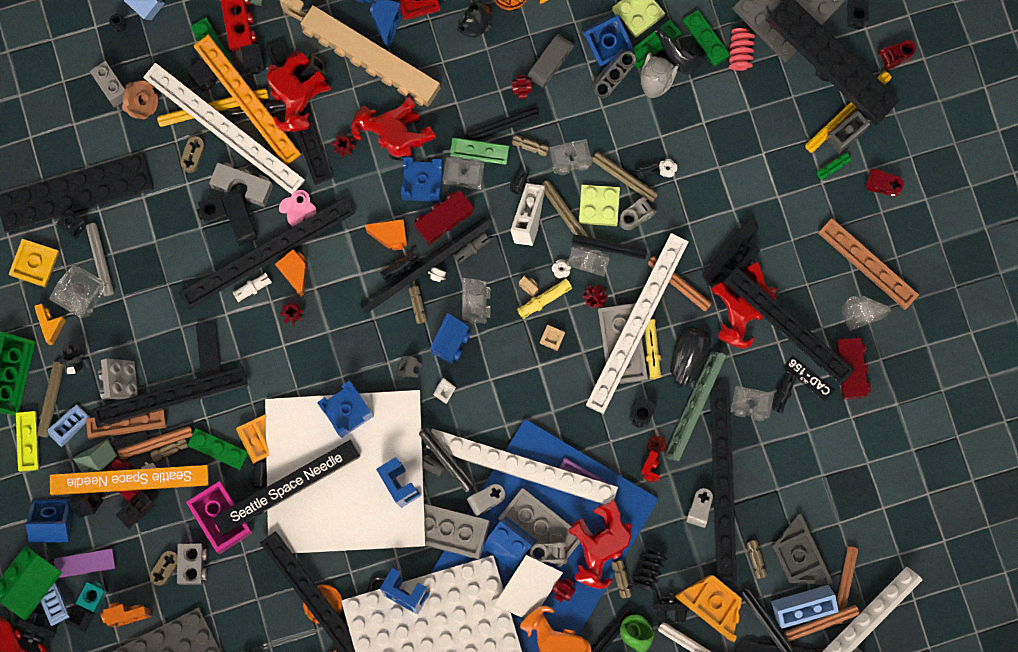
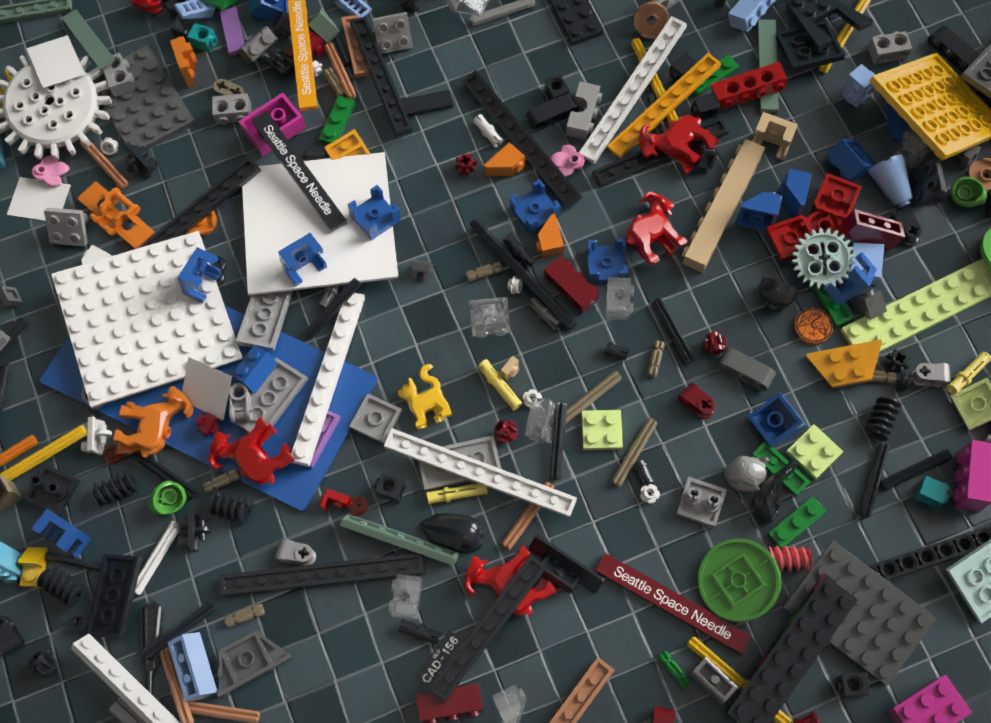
camera: 85 degrees right, 10 degrees down
(112, 533) = (257, 45): none -> flat silver brick
(188, 152) = (607, 70): dark tan beam -> none
(345, 141) = (631, 191): dark red gear -> none
(352, 246) = (534, 208): none -> blue panel
(444, 390) = (401, 302): white slope -> none
(450, 339) = (449, 298): blue slope -> none
(480, 150) = (643, 311): plate -> none
(482, 500) = (295, 346): light grey piece -> none
(528, 215) = (581, 360): white slope -> none
(552, 337) = (460, 395): tan plate -> none
(556, 368) = (428, 401): none -> yellow animal
(569, 423) = (375, 418): none -> light grey plate
(577, 113) = (695, 399): none -> dark red piece
(578, 150) = (647, 385): clear brick -> none
(615, 63) = (750, 429): dark grey beam -> none
(639, 211) = (597, 466): light grey piece -> none
(680, 121) = (701, 502): none -> light grey plate
(714, 604) = (195, 572): light orange wing -> none
(758, 96) = (739, 580): none -> bright green plate
(772, 160) = (673, 603): none -> dark red tile

